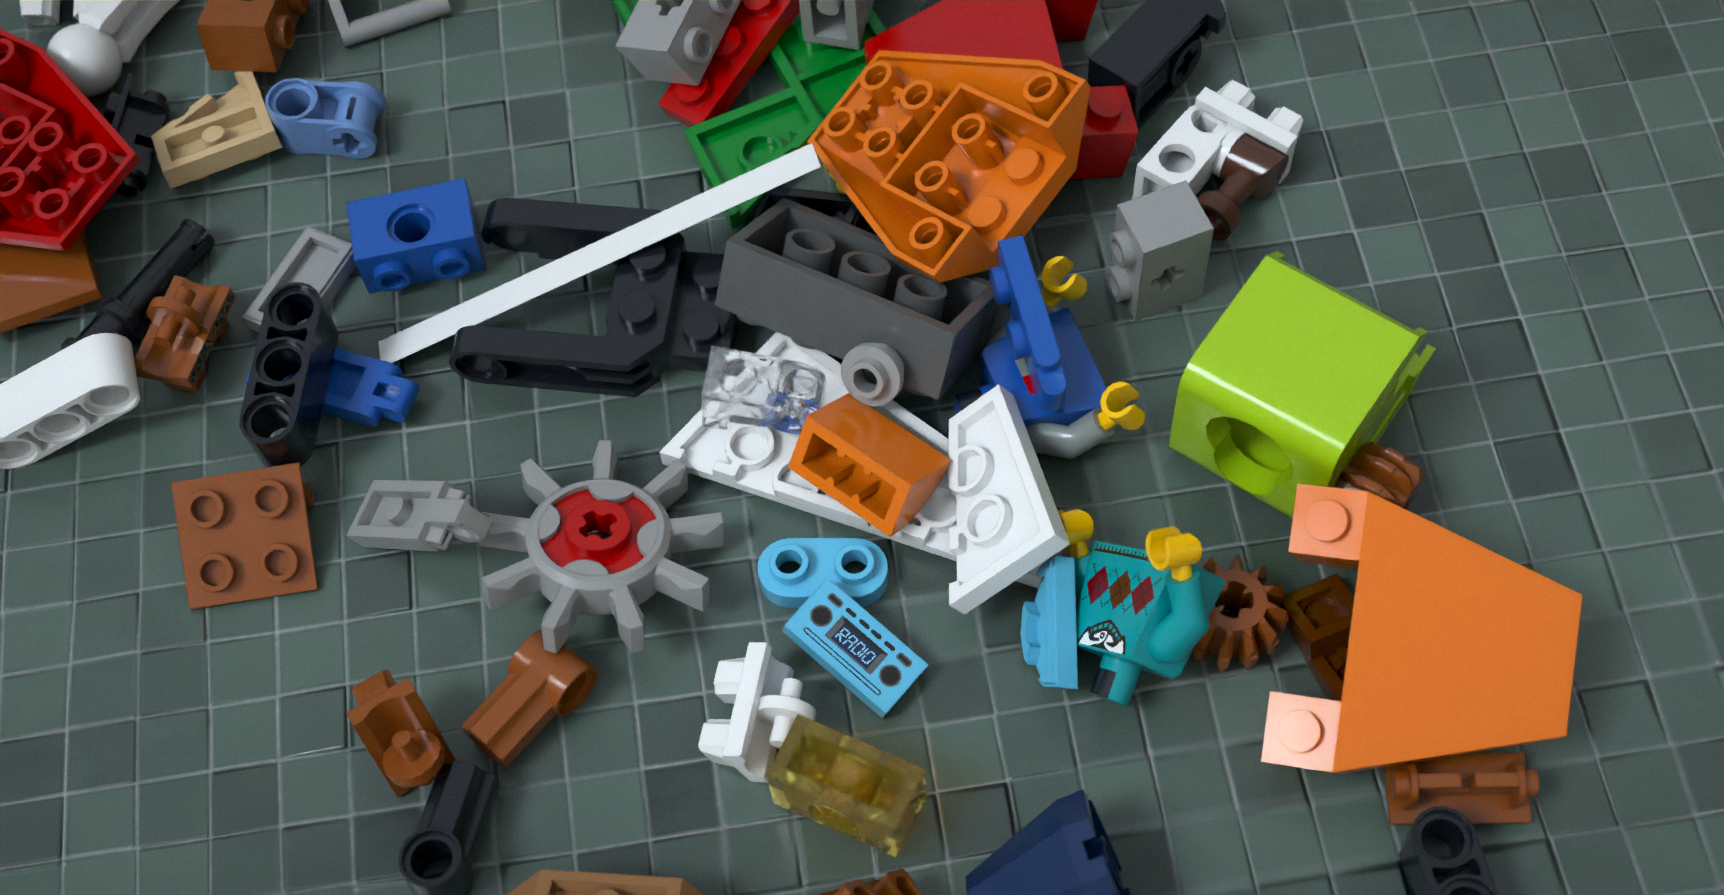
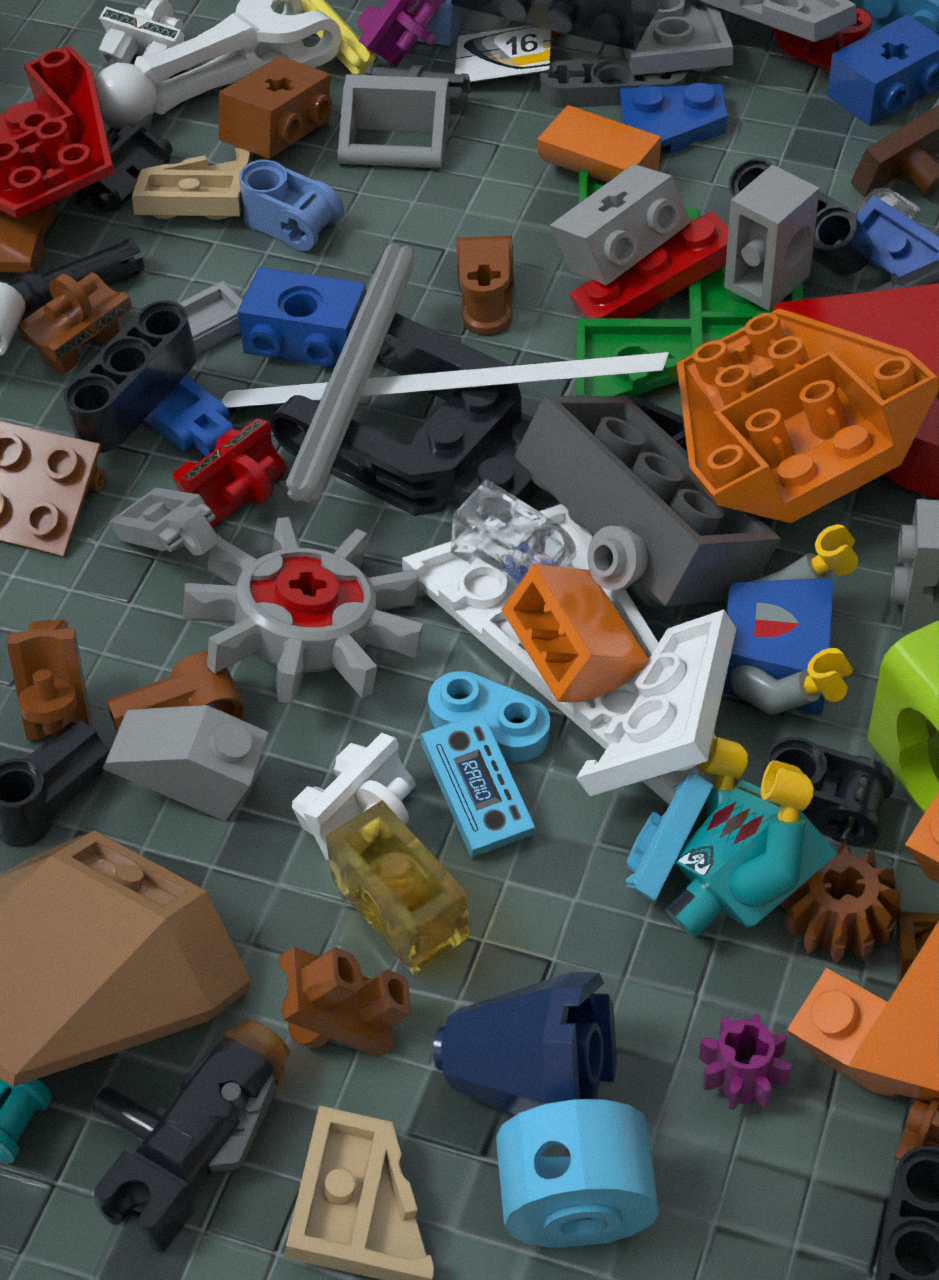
camera: 25 degrees right, 10 degrees down
(445, 433) = (235, 471): none -> red hips
(512, 285) = (350, 375): none -> light grey axle
(571, 123) = (486, 282): none -> dark orange piece
(579, 747) = (188, 755): none -> light grey slope
(1030, 330) = (777, 578): blue hinge -> none
(1161, 503) = (837, 789): none -> black piece
(1242, 789) = (740, 1081): none -> magenta gear

